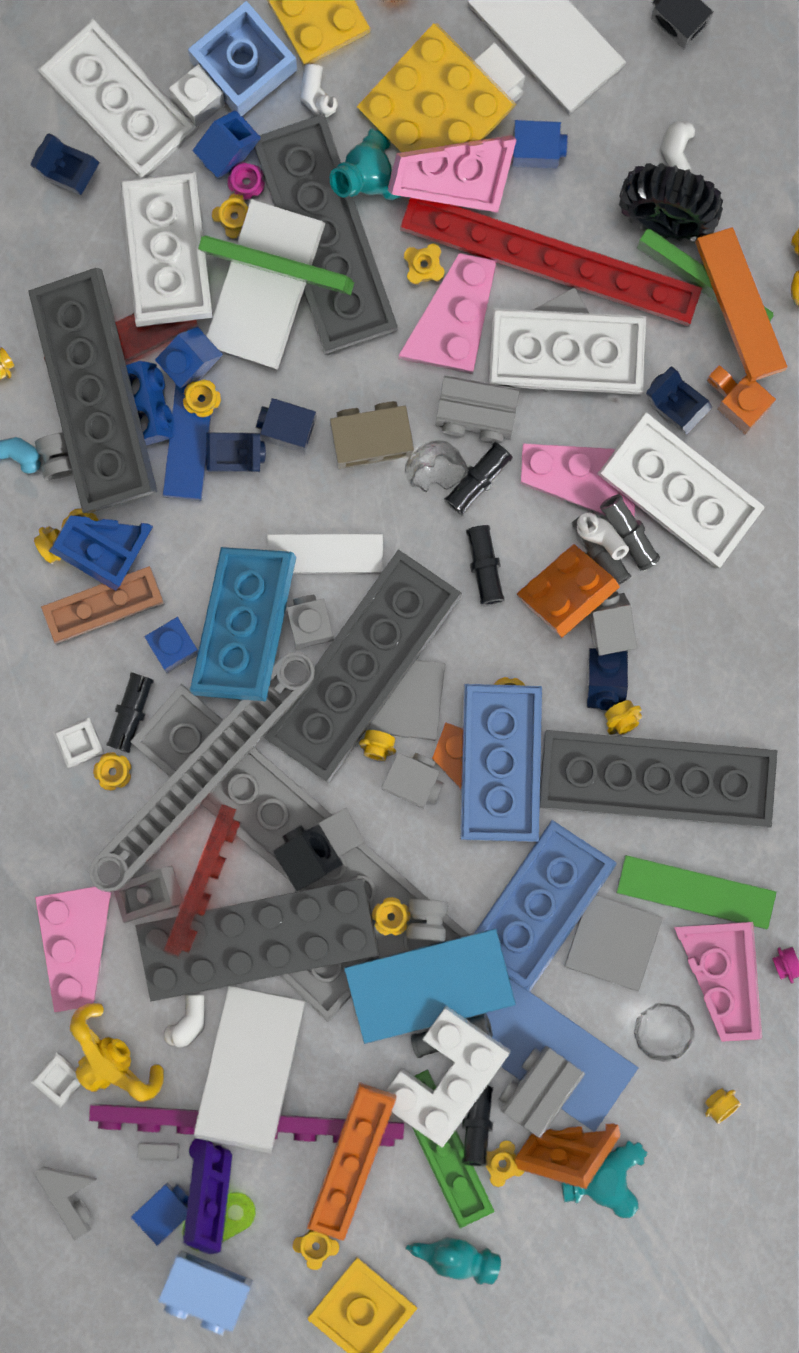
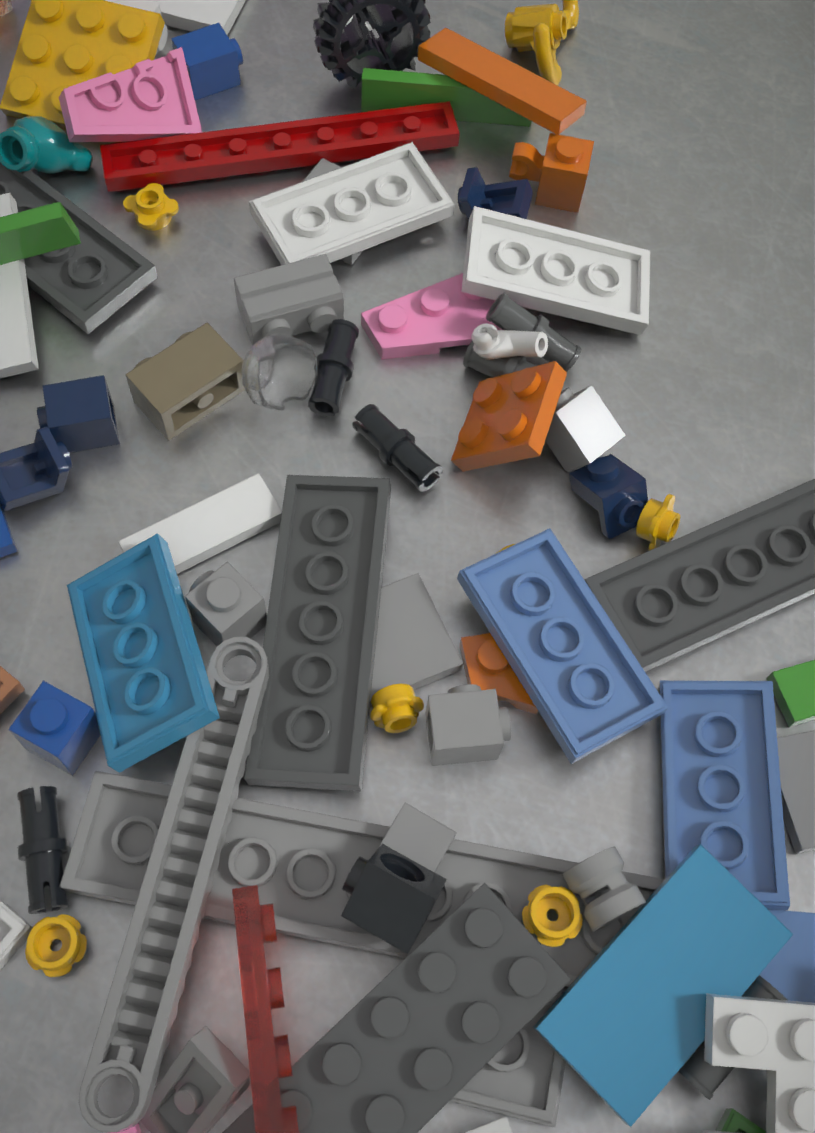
camera: 30 degrees left, 20 degrees down
(455, 317) = (211, 240): bright pink wing -> none

